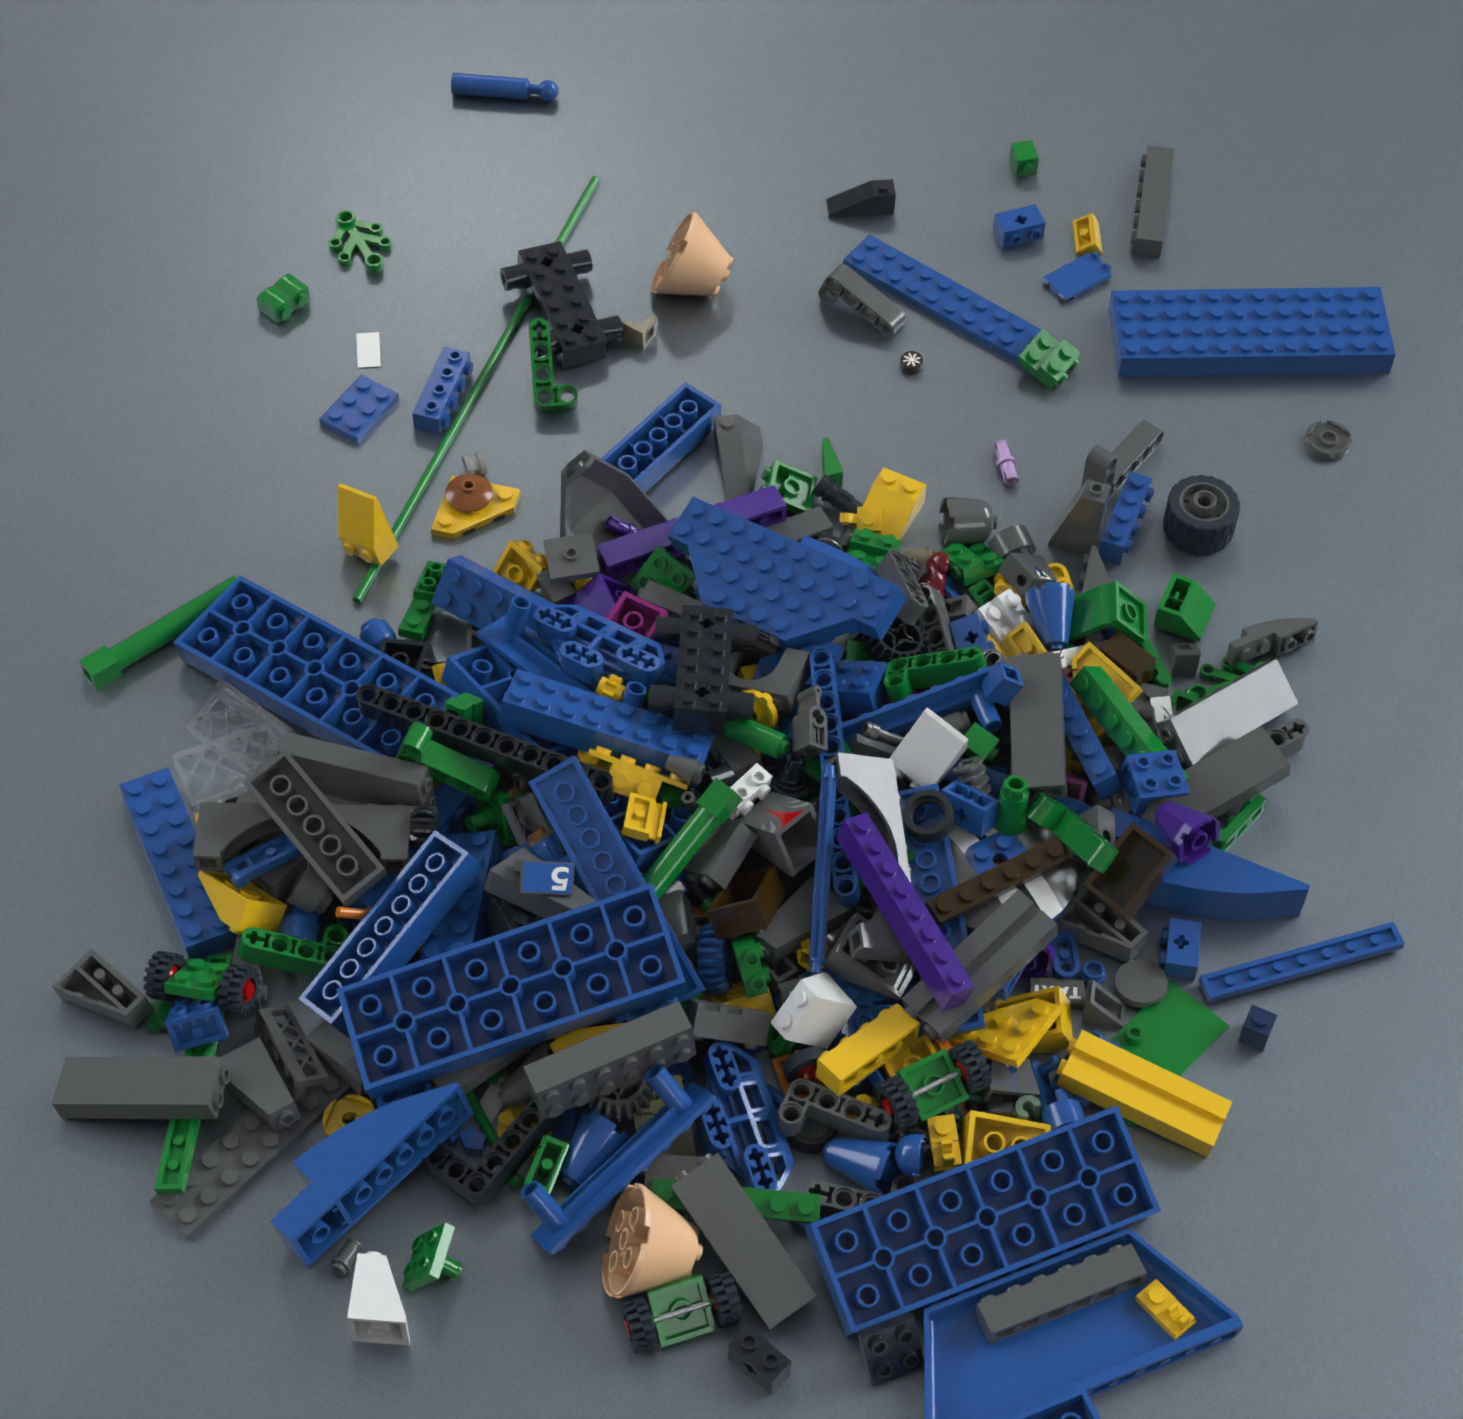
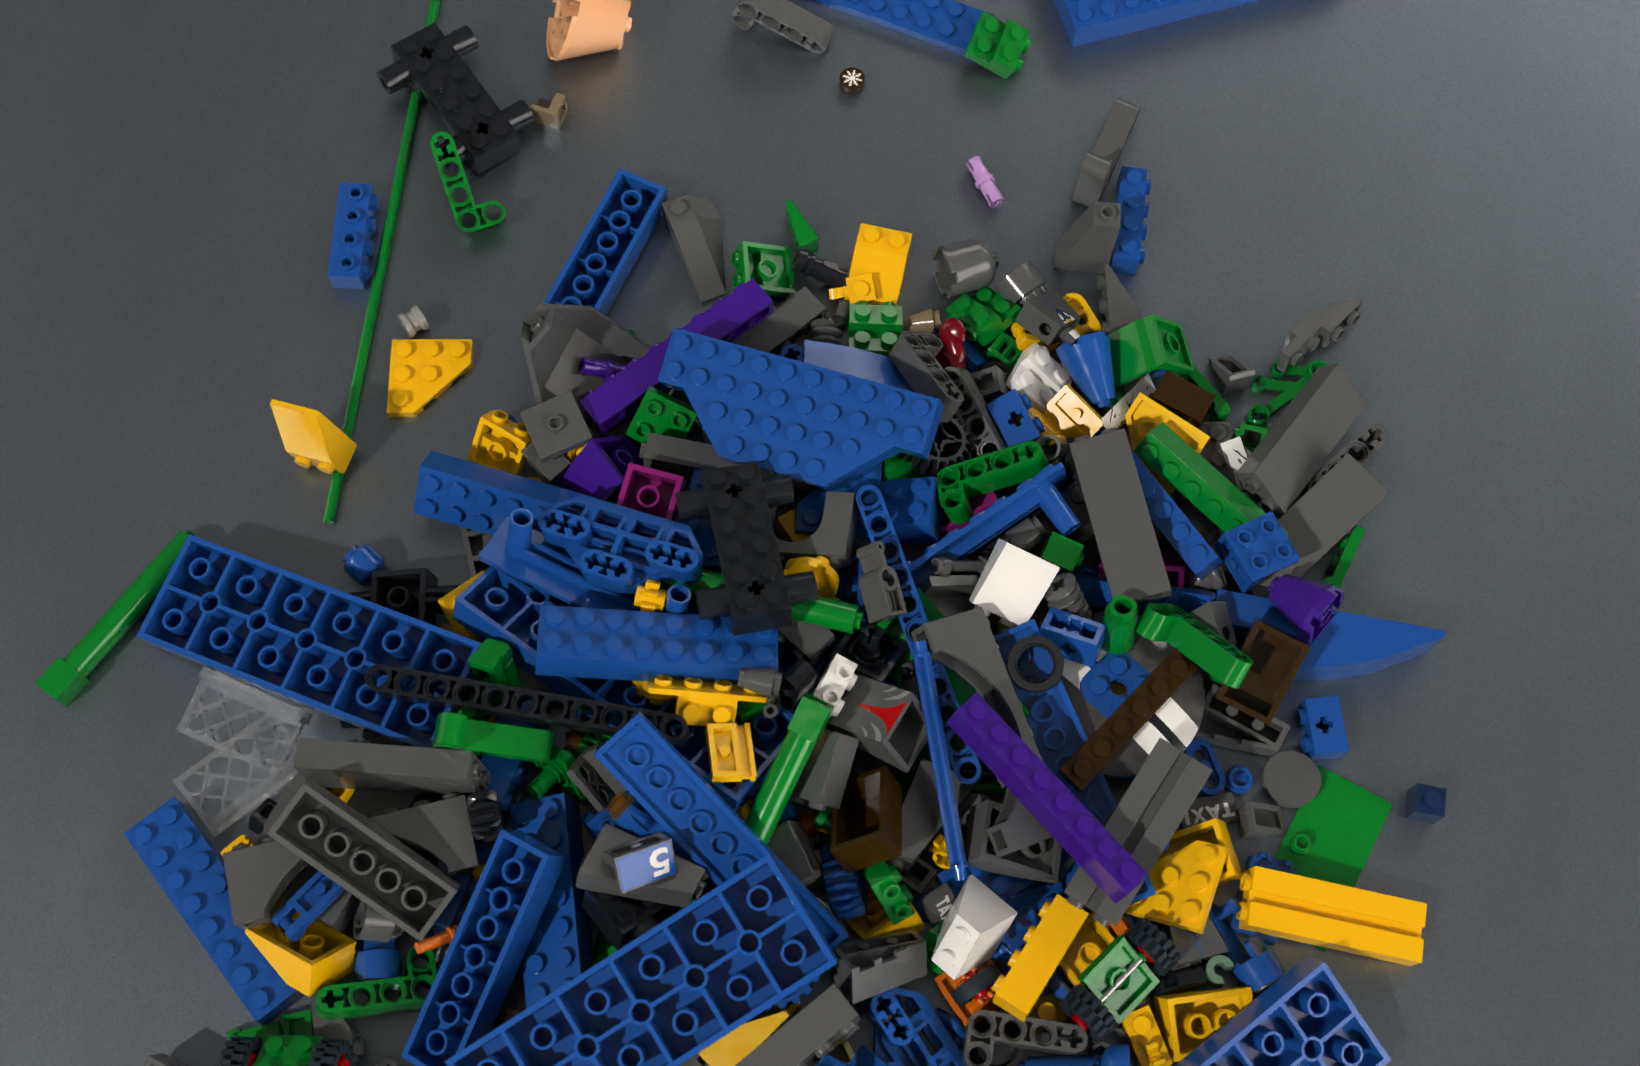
camera: 15 degrees left, 15 degrees up
(283, 298) = (142, 159): green brick -> none
(348, 222) = (208, 64): green plant -> none
(359, 409) = (265, 279): blue plate -> none
(368, 349) = (256, 200): white sticker -> none
(421, 611) = (404, 524): green slope -> none
(469, 493) = (419, 369): dark orange dish -> none
(1002, 683) = (1073, 482): blue brick -> none
(1184, 608) = (1218, 316): green slope -> none
(1201, 514) = (1207, 199): black wheel -> none
(1301, 962) = (1446, 710): blue plate -> none
(1328, 440) = (1309, 74): dark grey tile -> none

